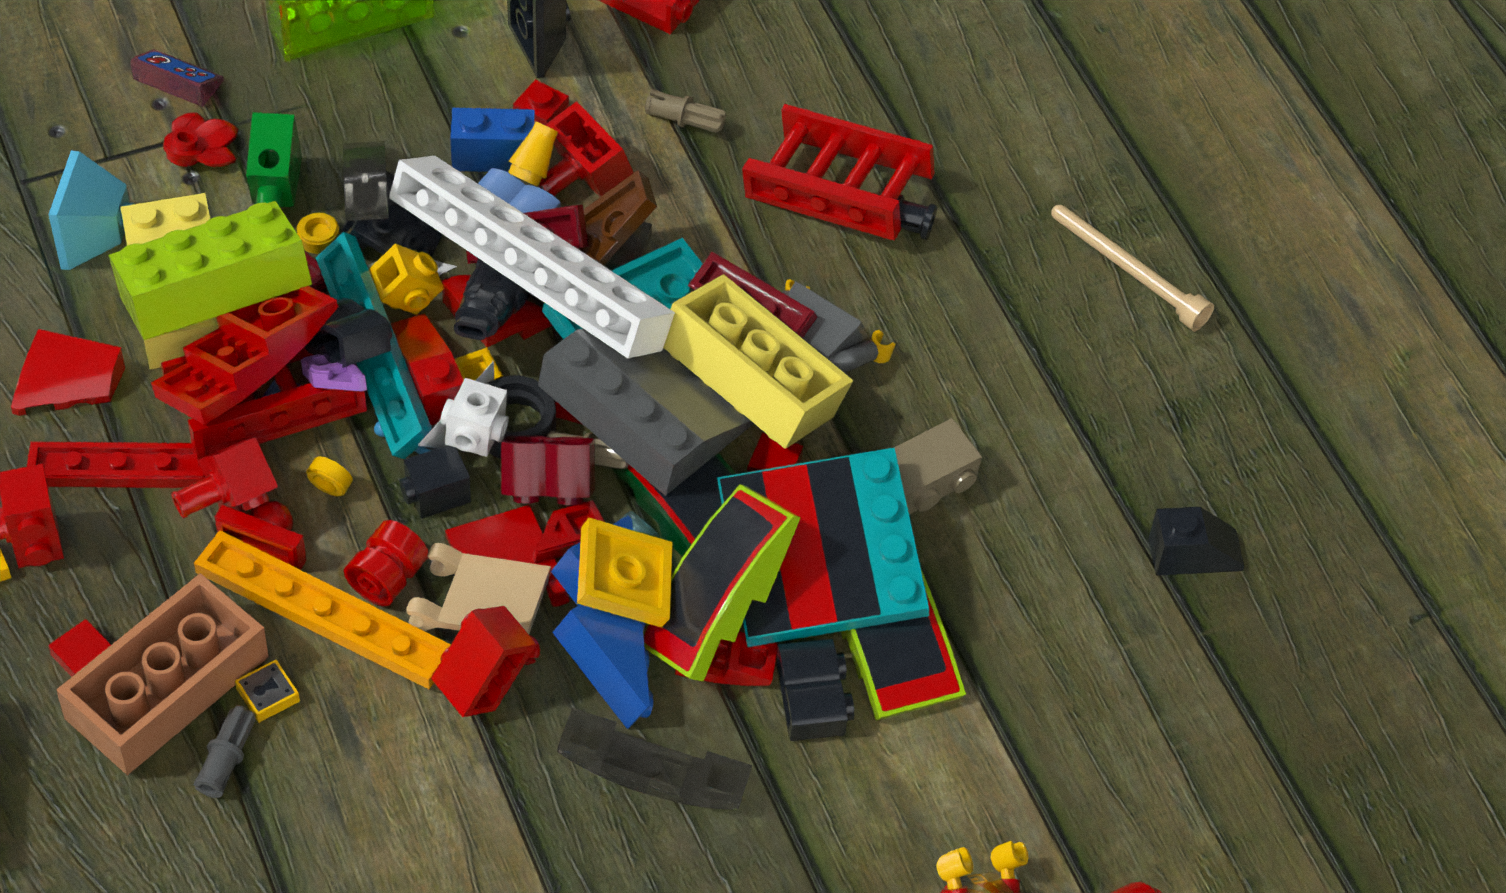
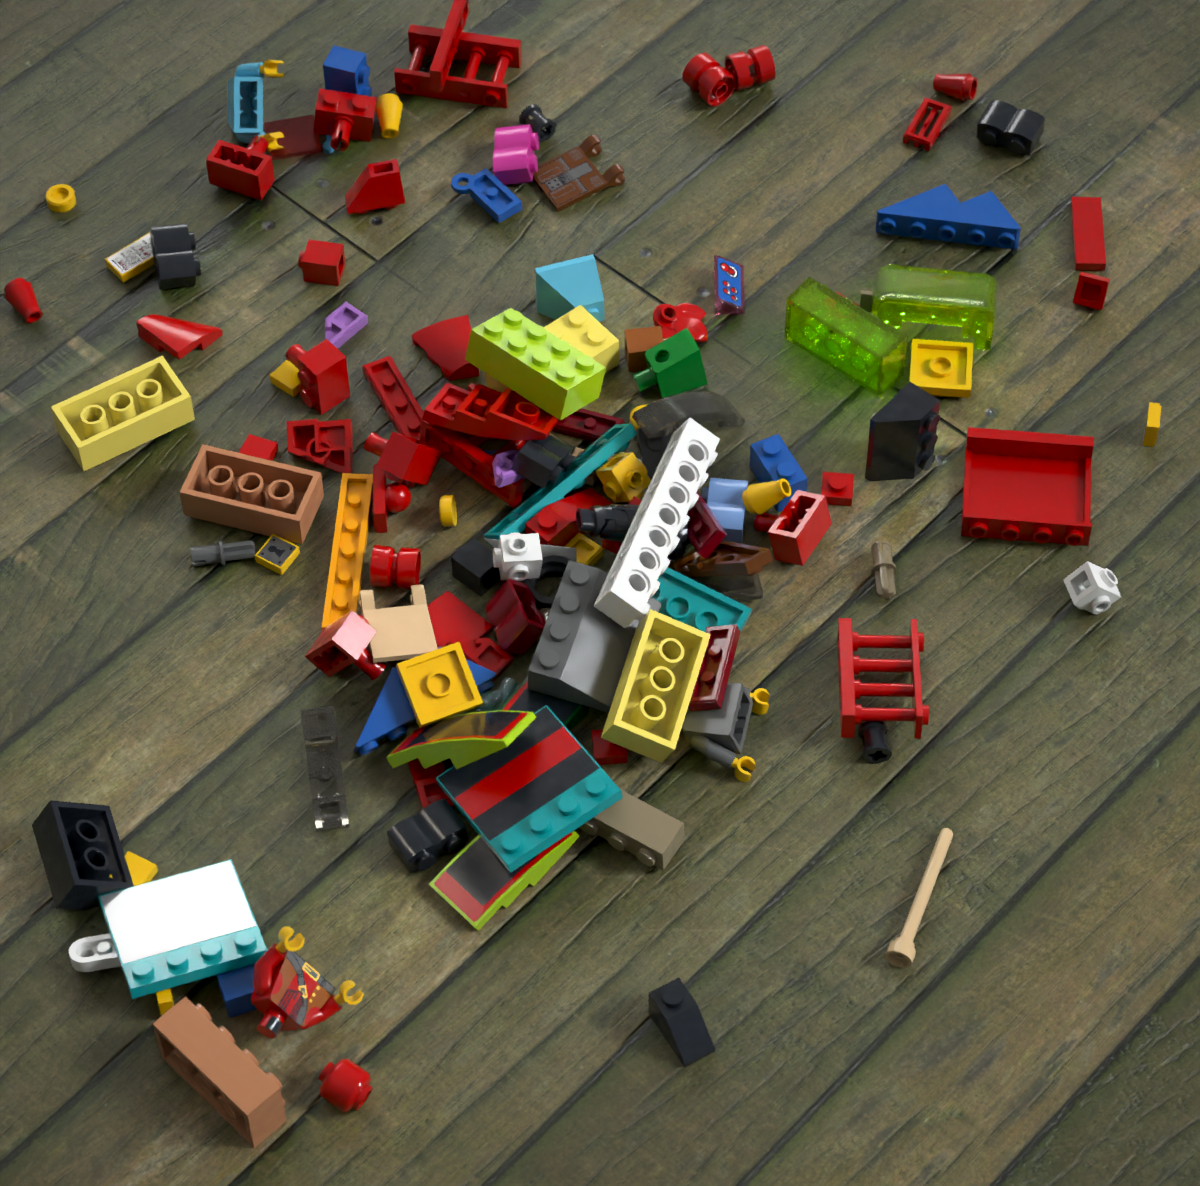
camera: 70 degrees right, 0 degrees up
(122, 570) = (323, 442): none -> red slope
(222, 180) = (637, 342): none -> dark orange brick

